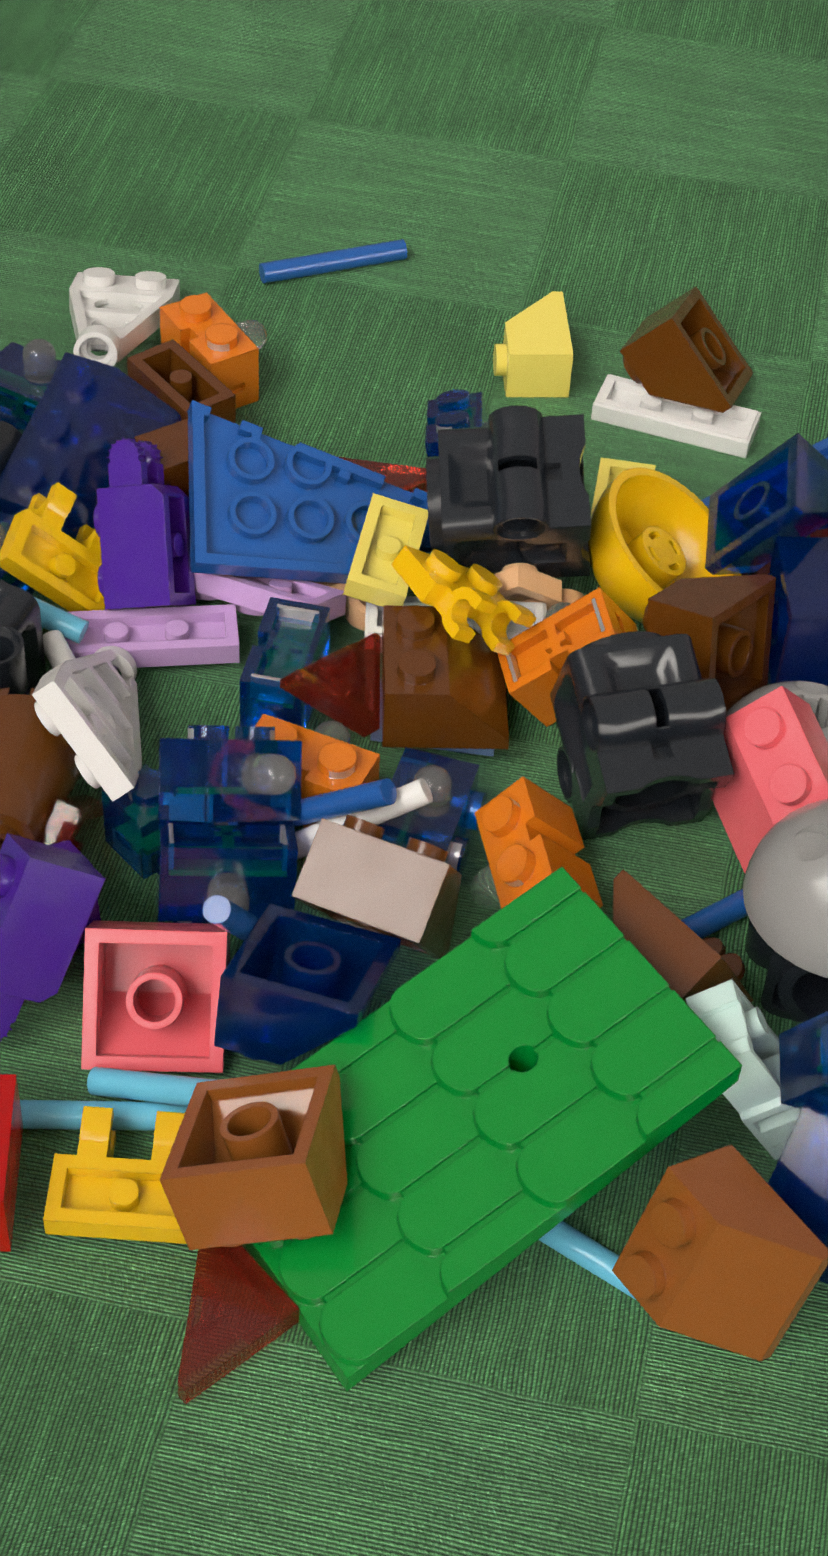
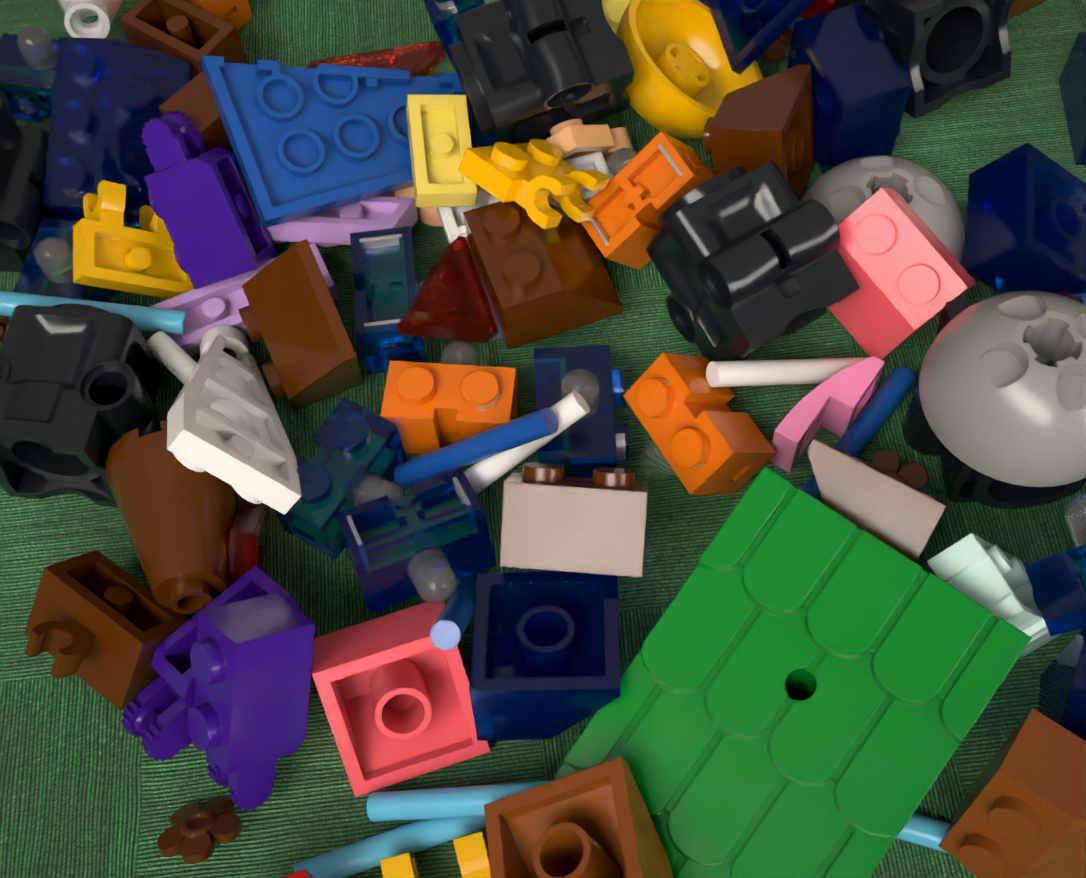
camera: 10 degrees left, 15 degrees up
(188, 661) = (300, 328): none -> reddish brown slope
(229, 778) = (390, 456): clear blue piece -> none
(652, 844) = (775, 371): none -> white bar
(685, 880) = (830, 406): none -> bright pink slope

